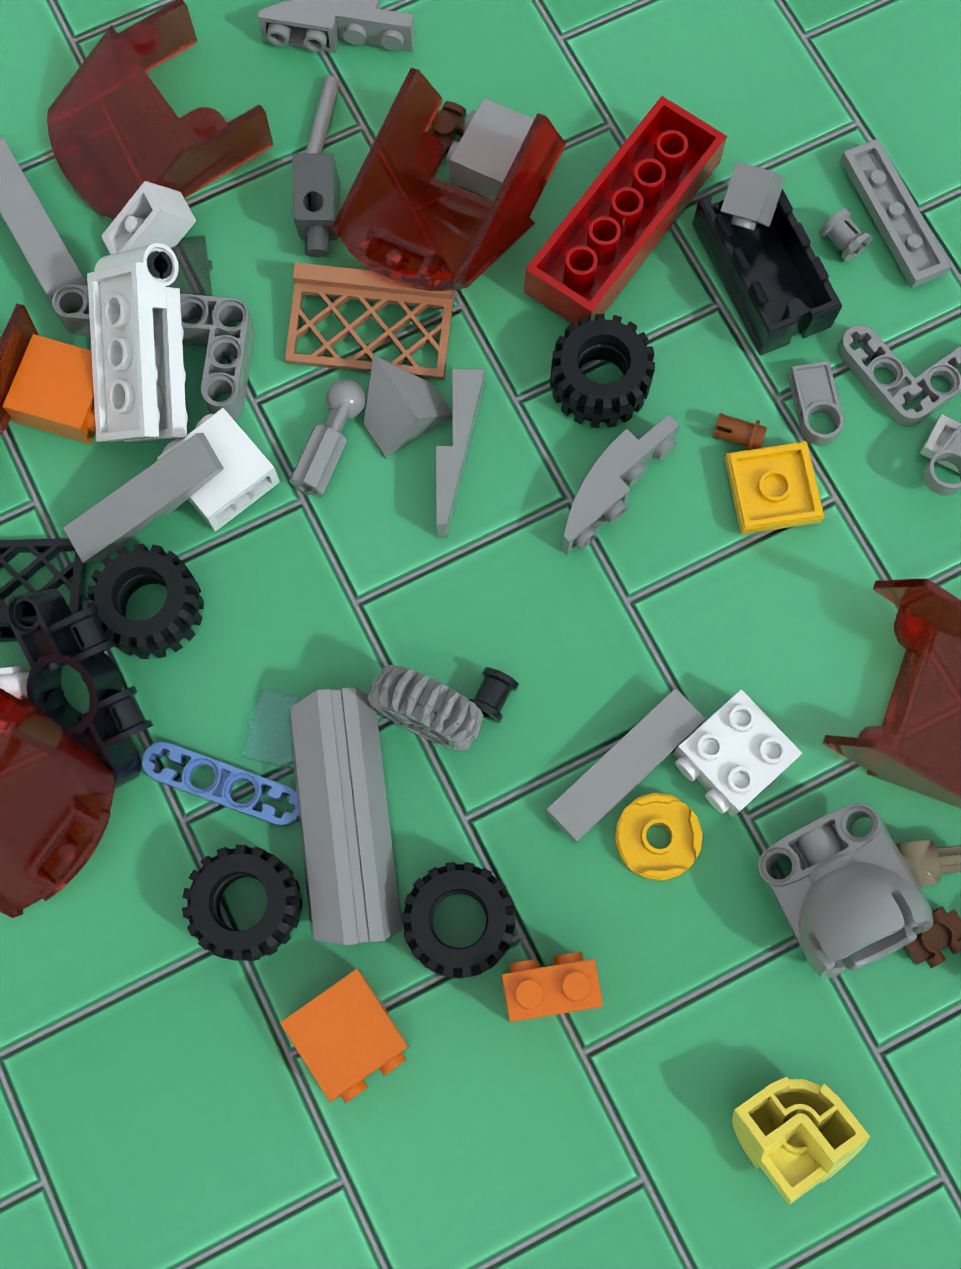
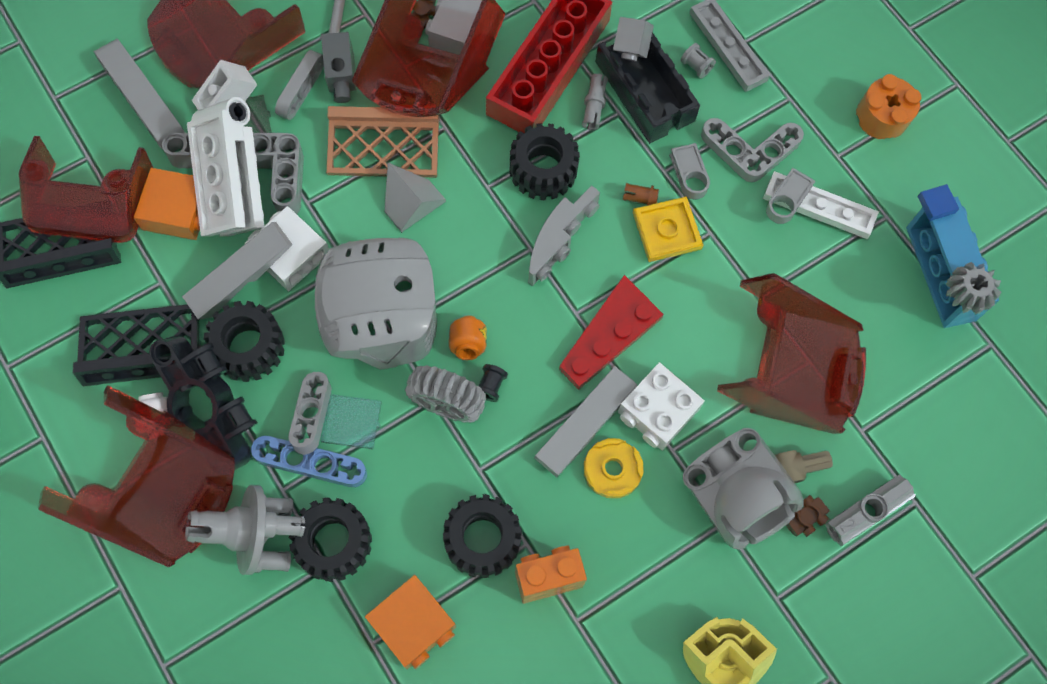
camera: 10 degrees left, 5 degrees down
(127, 879) = (248, 528): none -> light grey piece
(235, 732) = (313, 424): none -> light grey beam
(257, 226) = (299, 85): none -> light grey beam
(317, 551) = (359, 288): none -> light grey piece
(326, 441) = (360, 224): light grey piece -> none
(344, 818) = (395, 474): light grey piece -> none
(451, 460) = (447, 228): light grey slope -> none
(465, 625) = (467, 338): none -> orange head
(679, 630) = (614, 328): none -> red wing
(685, 285) = (595, 101): none -> light grey pin

